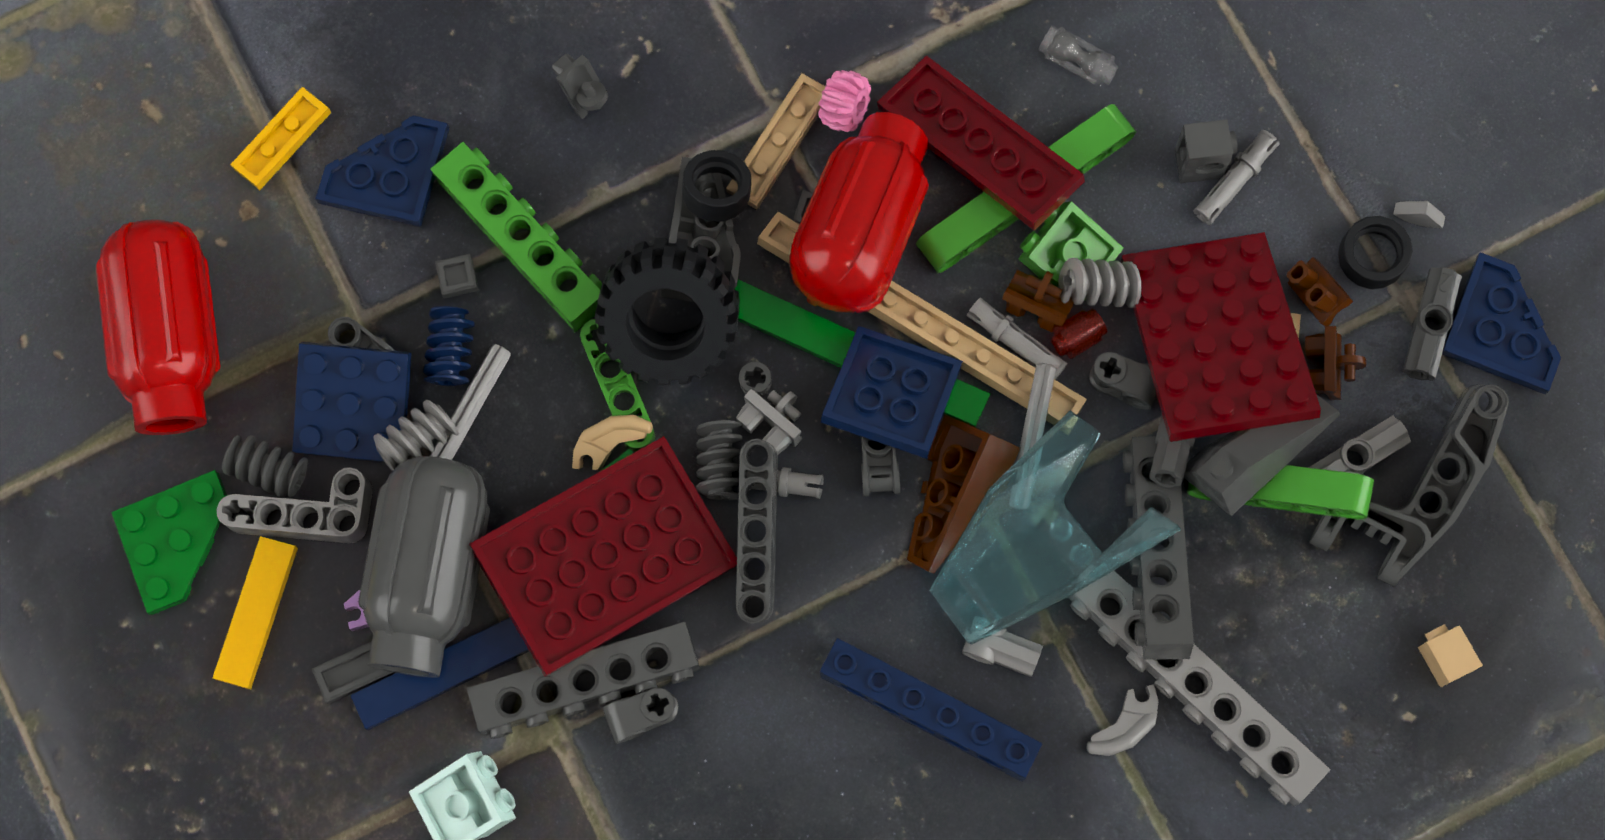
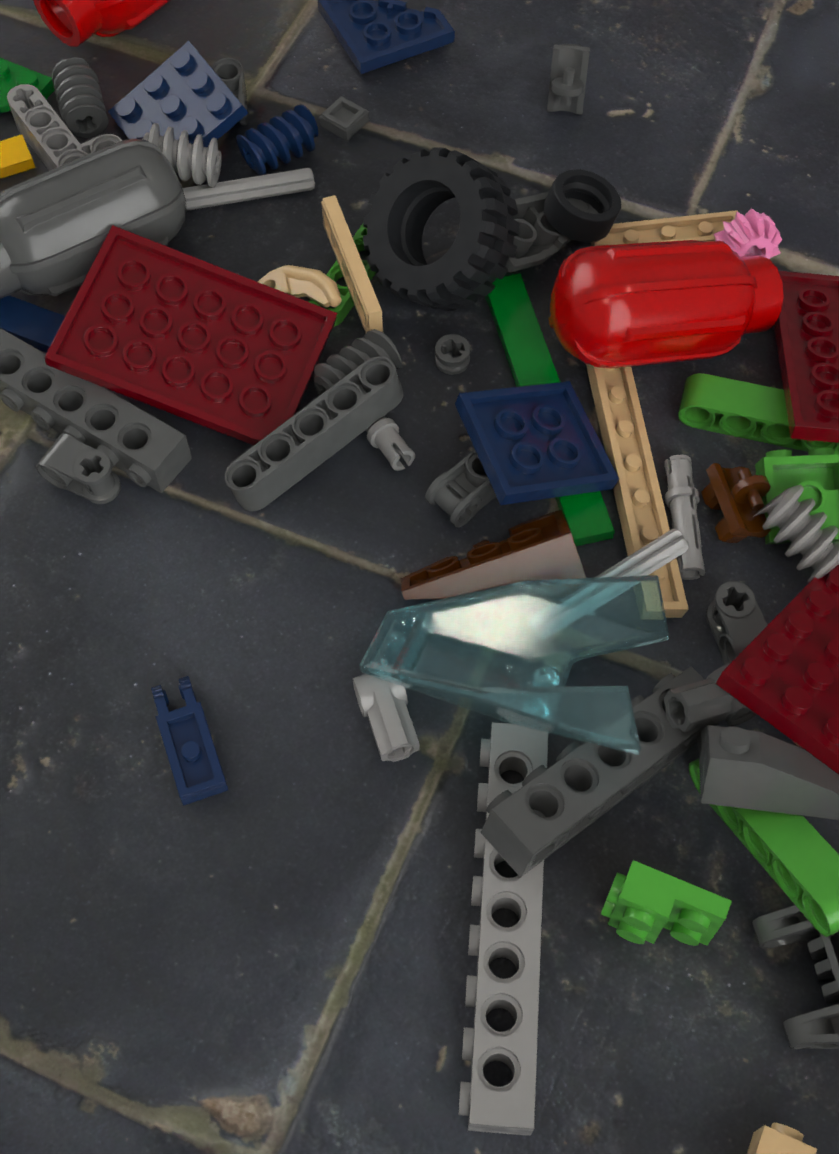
camera: 45 degrees right, 15 degrees down
(454, 175) = (416, 102): bright green brick -> none
(630, 393) = (351, 265): none -> tan tile
(758, 410) = (443, 384): light grey hips -> none
(921, 790) = (189, 745): none -> dark blue hinge
(930, 710) = (272, 696): dark blue brick -> none
(1078, 333) = (740, 559): clear red brick -> none
(1132, 725) = (411, 892): light grey piece -> none
(1259, 598) = (651, 900): none -> bright green plate

